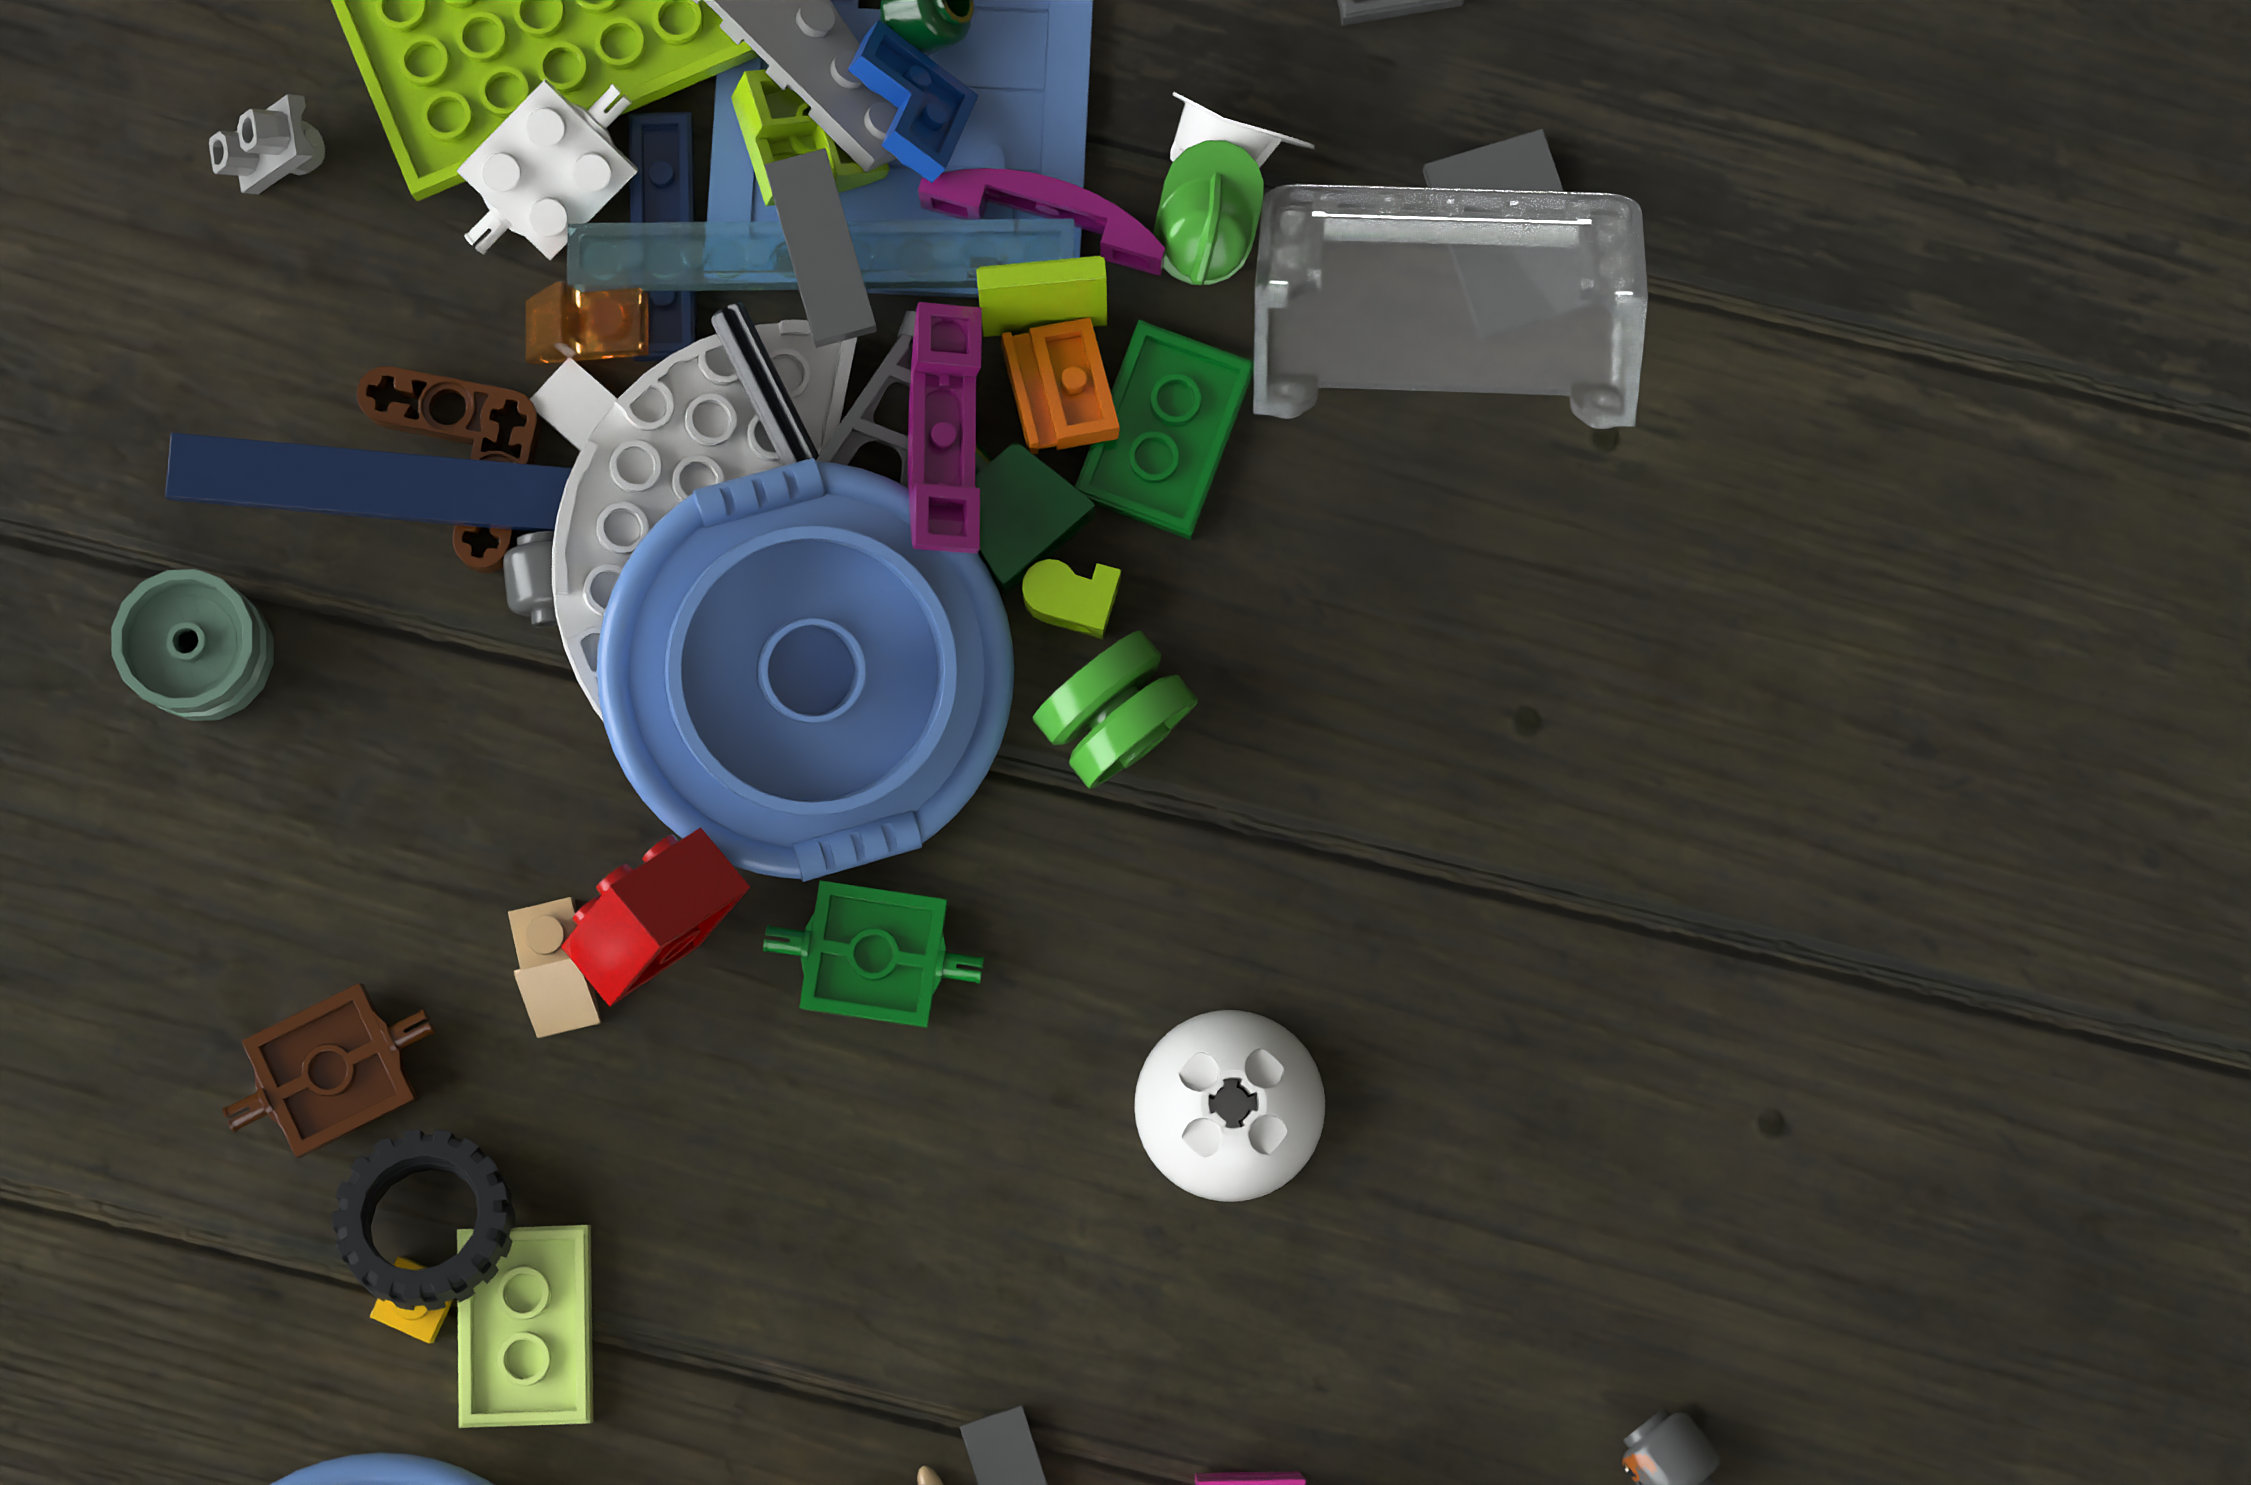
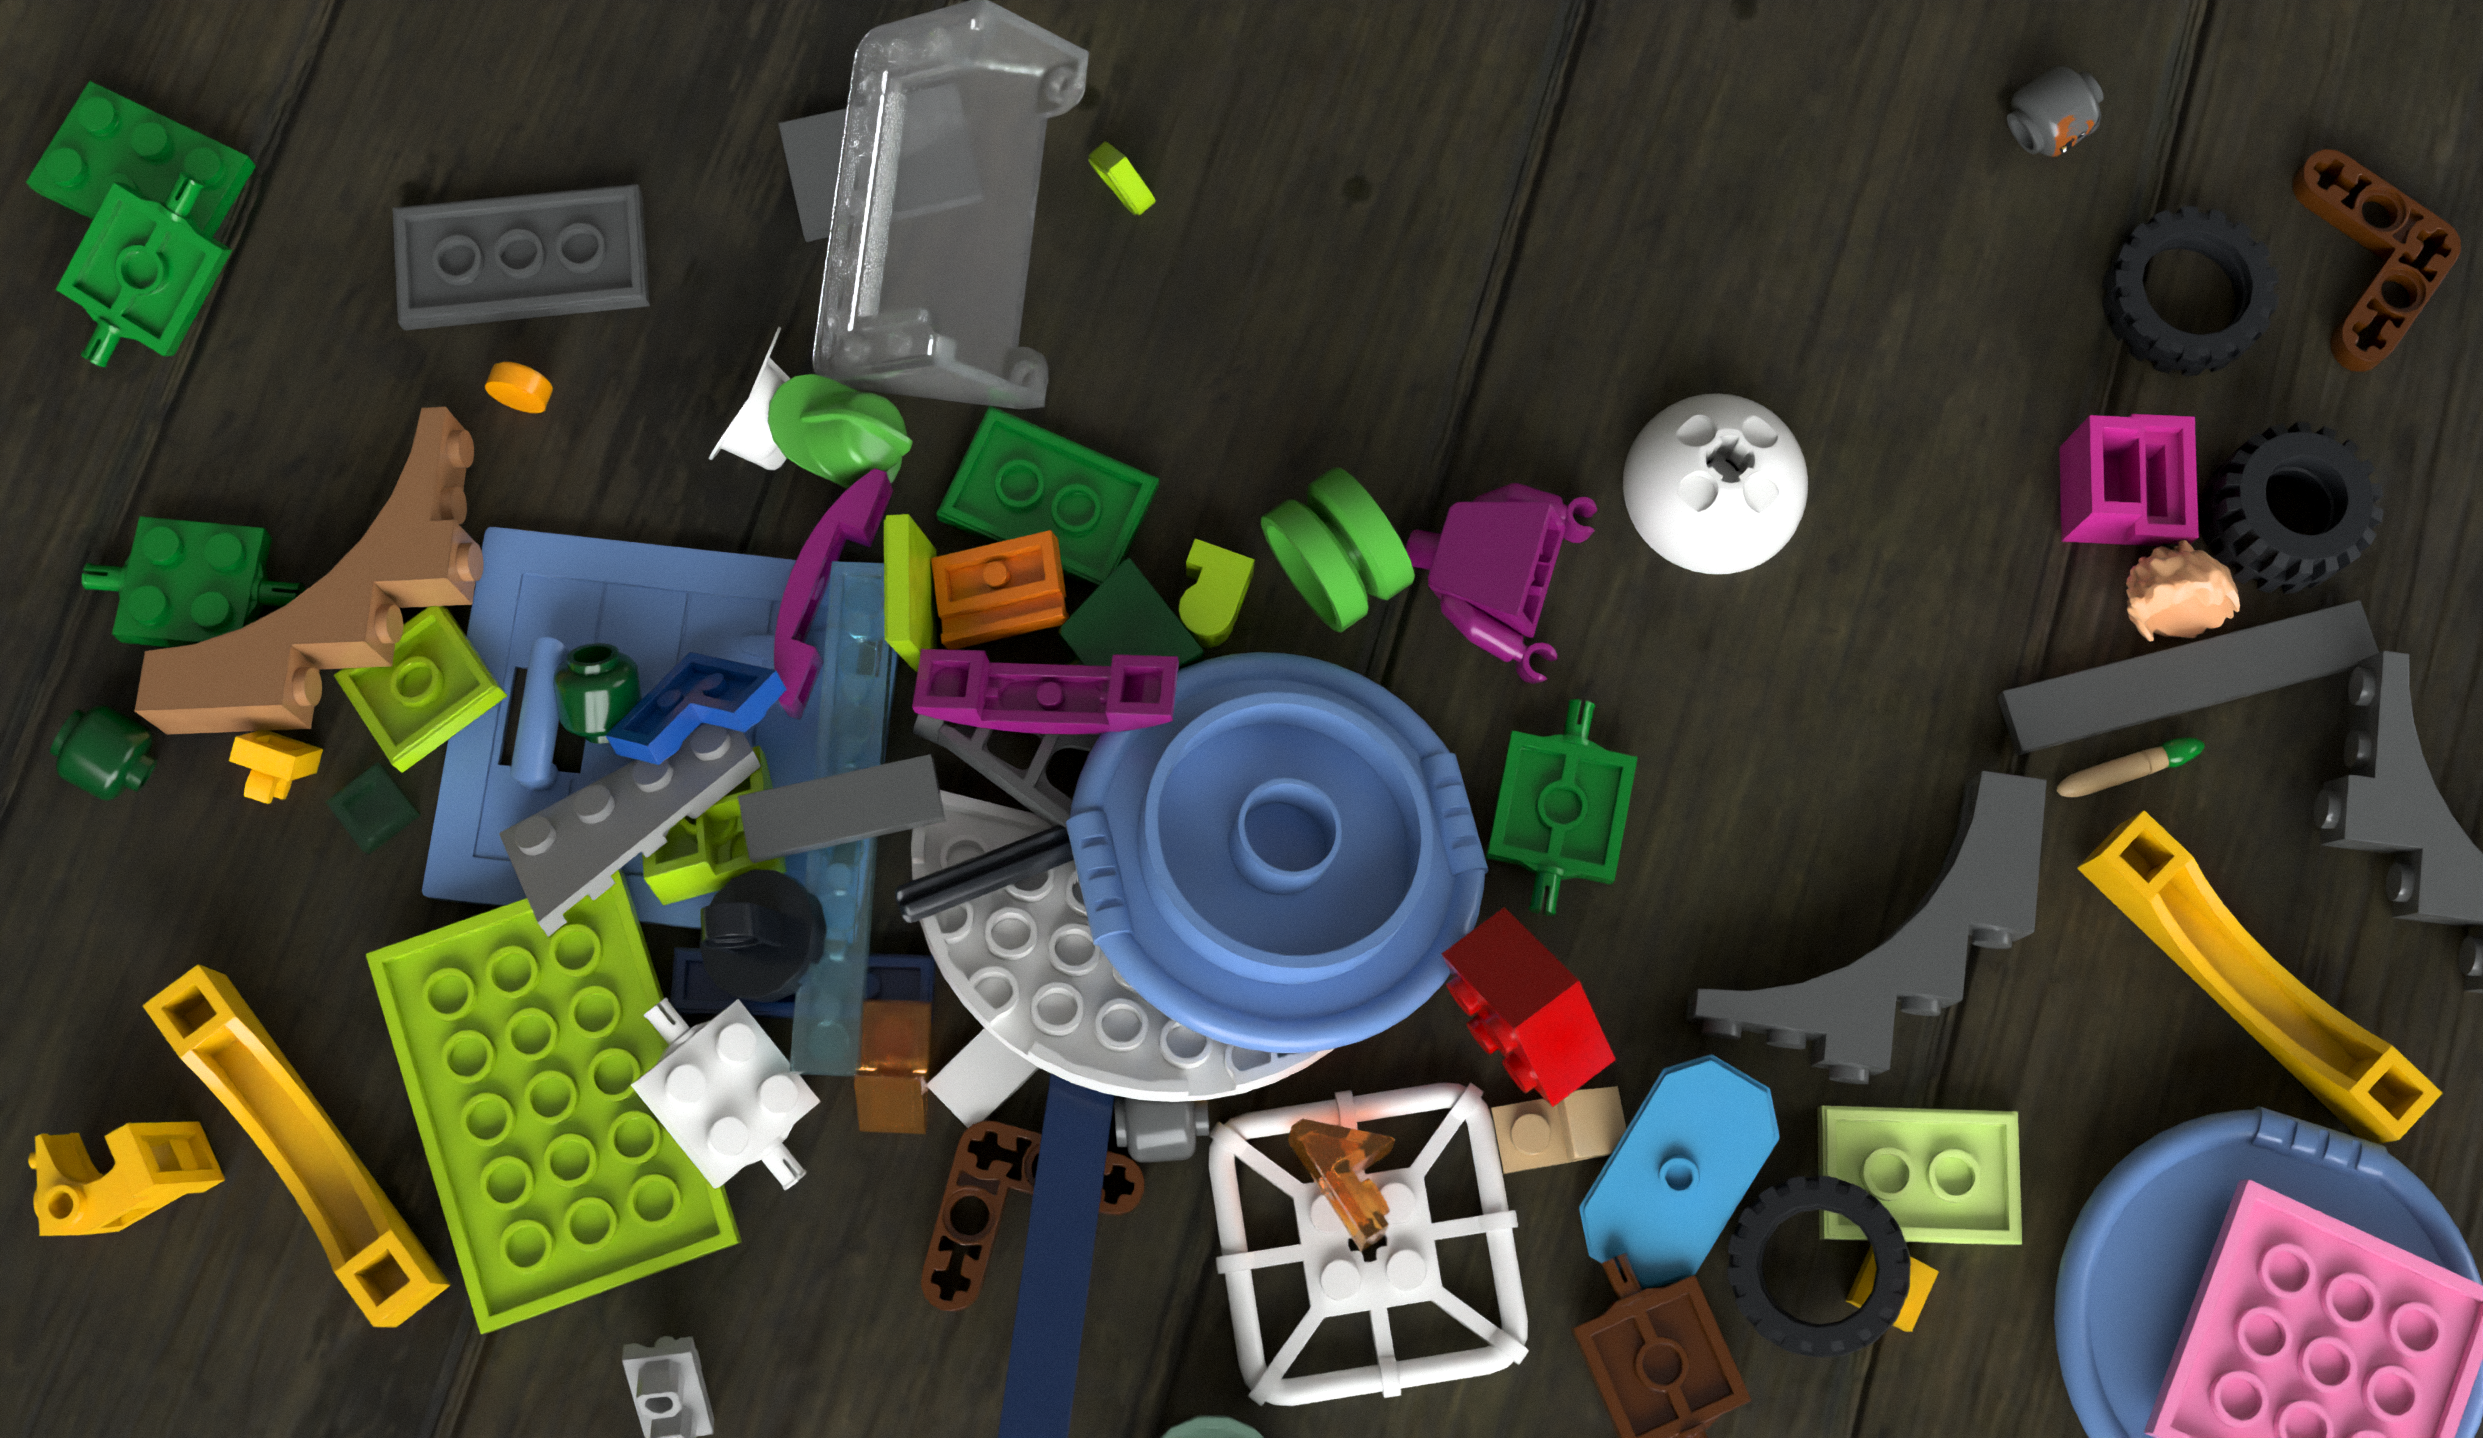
camera: 85 degrees left, 5 degrees down
(413, 820) = (1403, 1269): none -> white plate
(502, 738) = (1333, 1160): none -> clear orange slope
(513, 1081) = (1680, 1170): none -> dark azure shield
(681, 1246) = (1980, 891): none -> dark grey arch
(696, 184) = (762, 935): none -> black tile
(1116, 876) = (1498, 565): none -> magenta torso
(1510, 474) = (1121, 178): none -> lime tile

